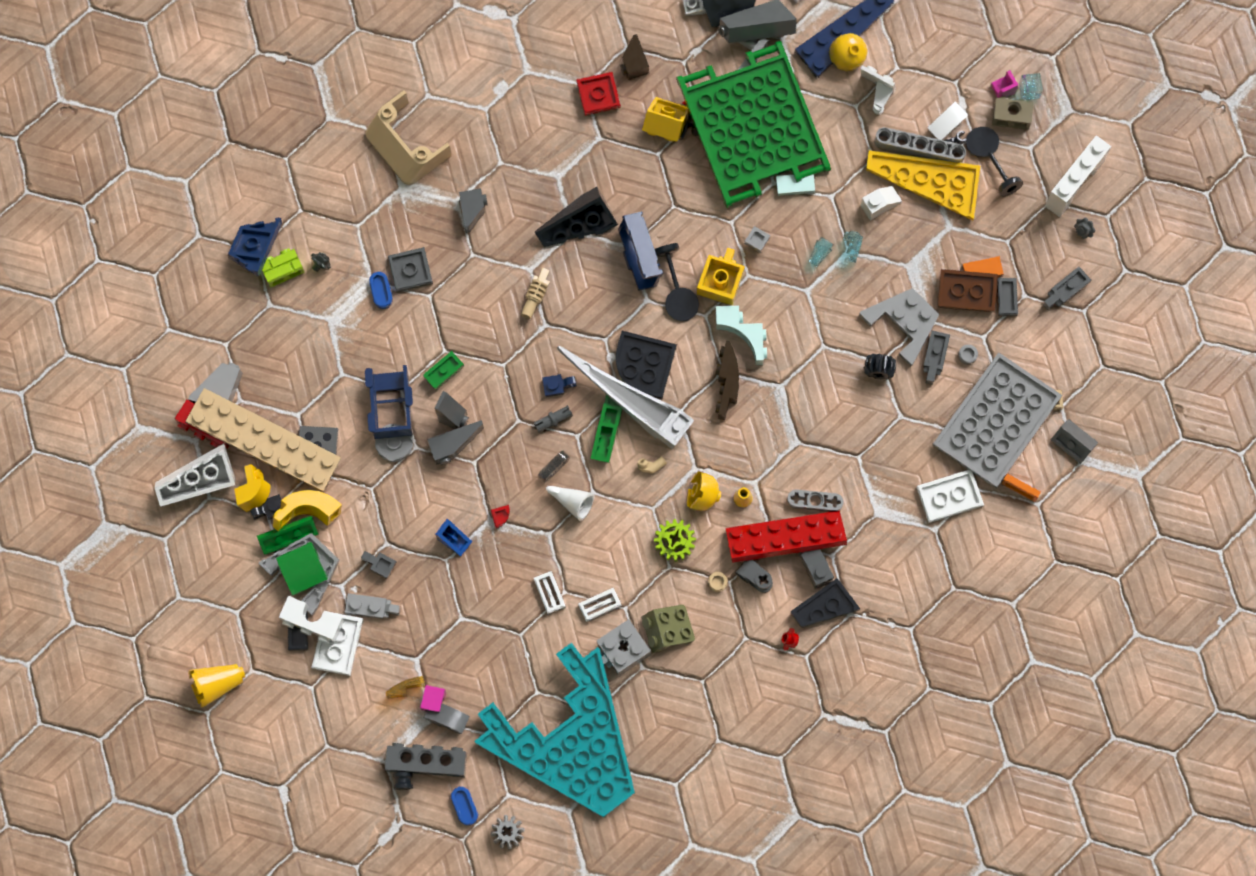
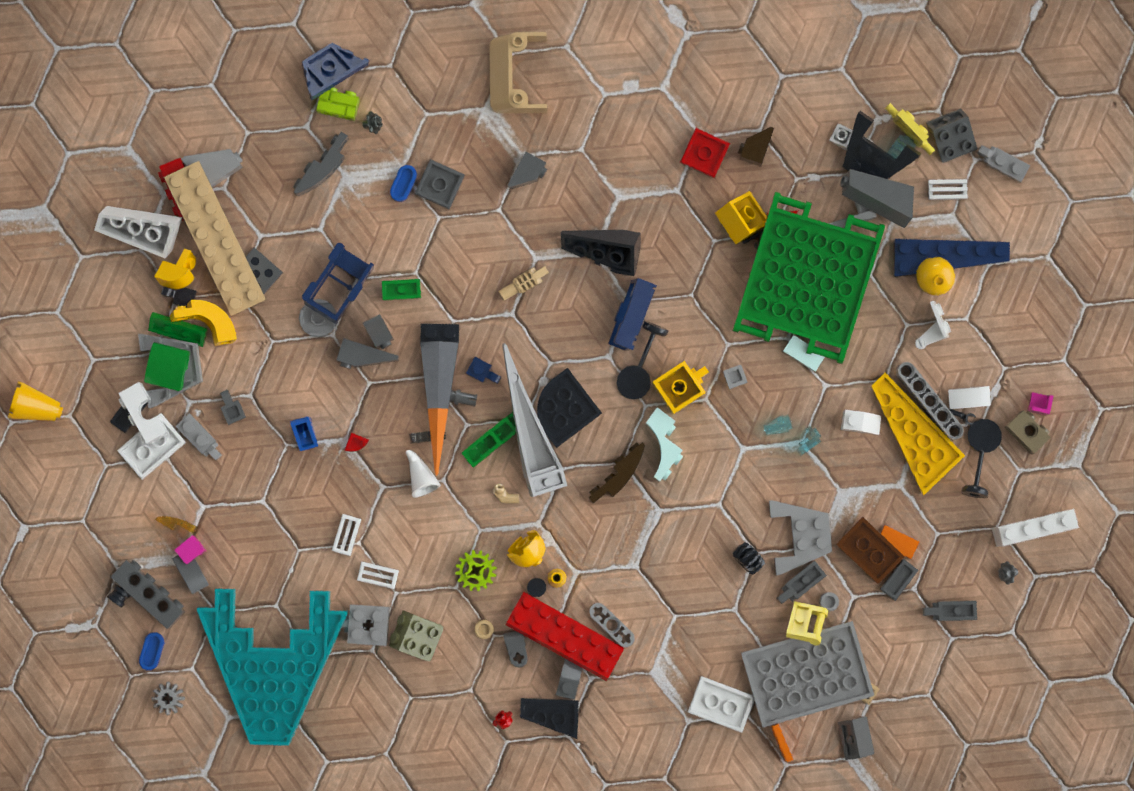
camera: 35 degrees right, 10 degrees up
(306, 330) = (317, 172): none -> dark grey slope
(514, 398) = (439, 357): none -> plate
(733, 517) = (536, 587): none -> black tile
(960, 385) = (800, 622): none -> light yellow plate
(1030, 86) = (1060, 422): clear light blue brick -> none

